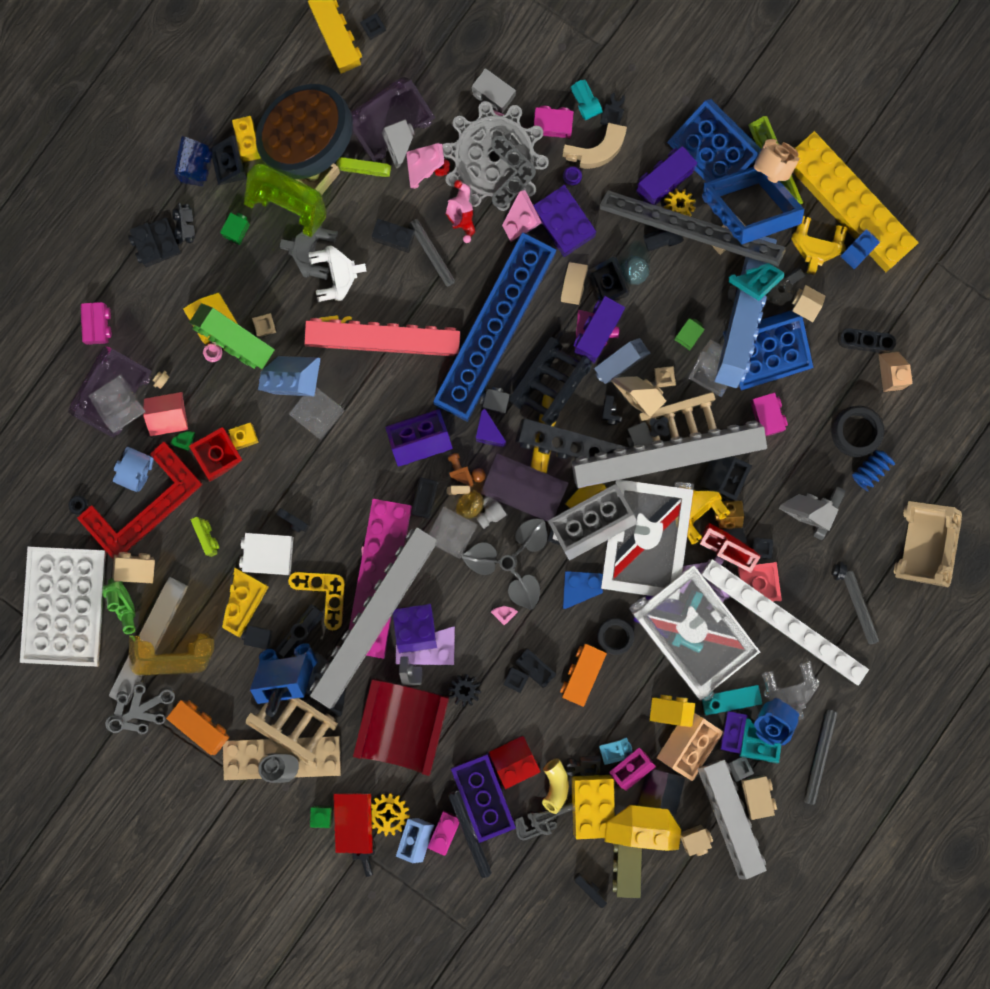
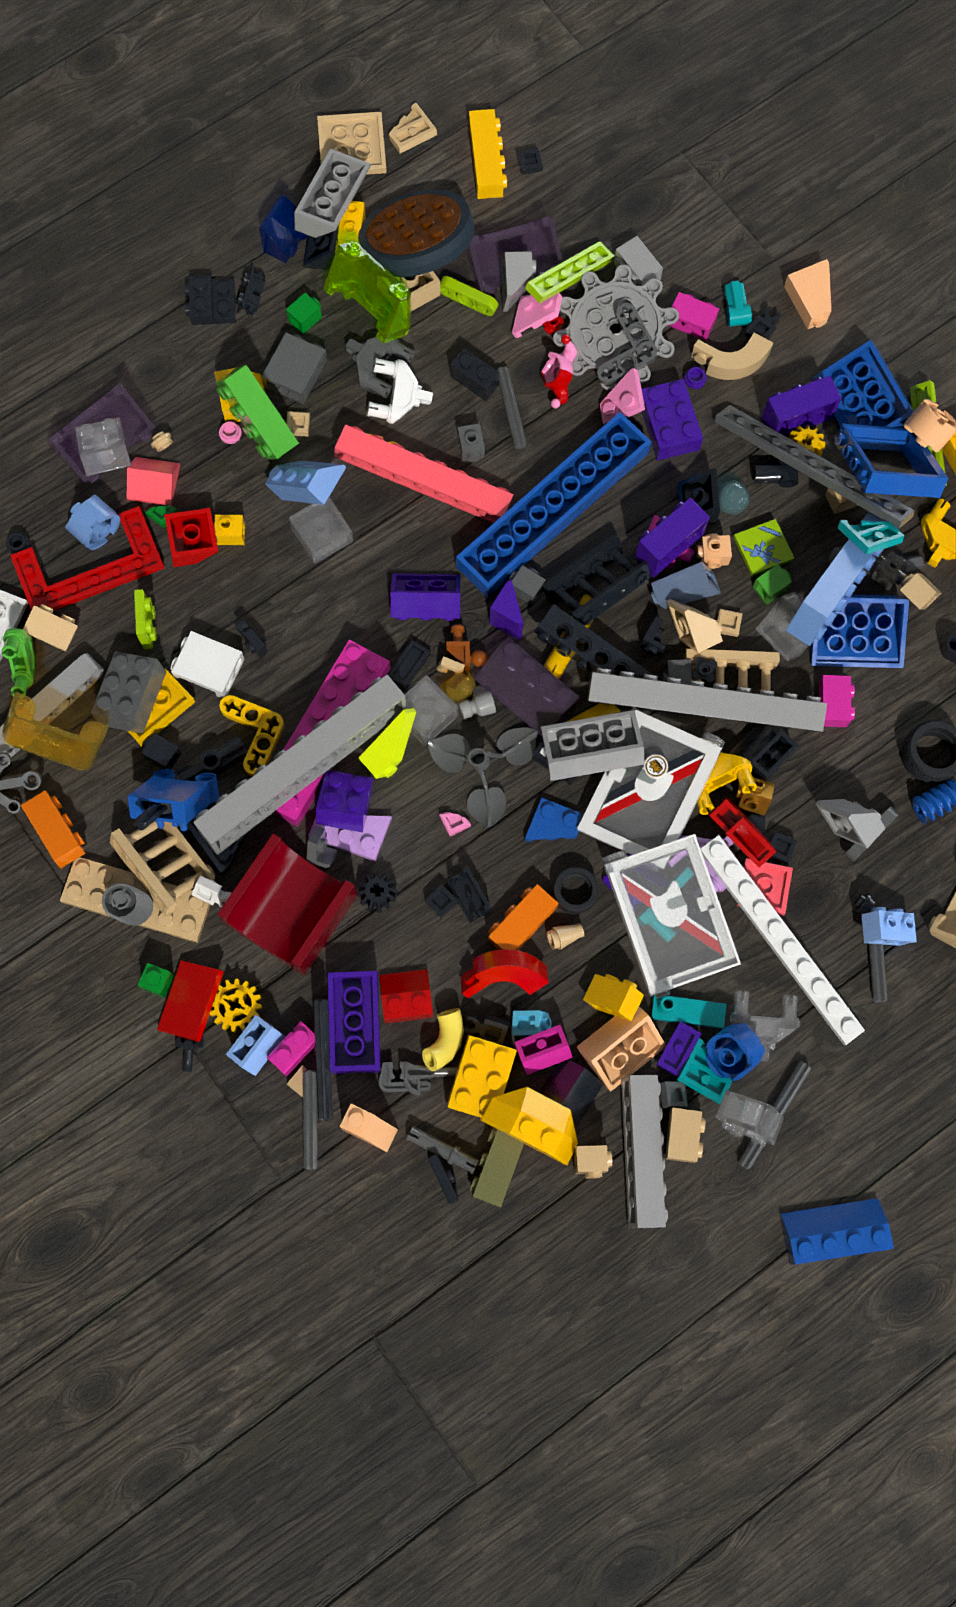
camera: 15 degrees right, 10 degrees down
(95, 323) = (113, 360): dark pink brick -> none
(215, 599) = (128, 692): none -> dark grey brick
(219, 61) = (354, 135): none -> tan plate
(221, 120) = (330, 193): none -> light grey slope
(244, 278) = (294, 367): none -> dark grey brick
(265, 31) = (412, 130): none -> tan wing
(337, 735) = (210, 891): none -> white plate
(410, 295) = (471, 442): none -> dark grey brick
(435, 574) = (389, 746): none -> neon yellow slope
(441, 121) = (569, 272): none -> lime plate
(458, 854) = (296, 1081): none -> tan tile
(475, 880) = (310, 1119): none -> dark grey axle
(521, 873) = (368, 1128): none -> light nougat slope
(574, 283) = (658, 488): tan slope -> none
(581, 717) = (505, 966): none -> red arch
(582, 868) = (444, 1150): none -> dark grey pin
(618, 675) = (564, 935): none -> tan cone
(640, 318) = (714, 550): none -> light nougat brick
(643, 69) = (811, 293): none -> light nougat slope
(647, 521) = (656, 767): none -> tile
(673, 305) = (763, 547): none -> lime tile
(804, 769) = (749, 1117): none -> clear brick
(864, 585) = (888, 927): none -> light blue brick
(892, 829) = (836, 1231): none -> blue slope

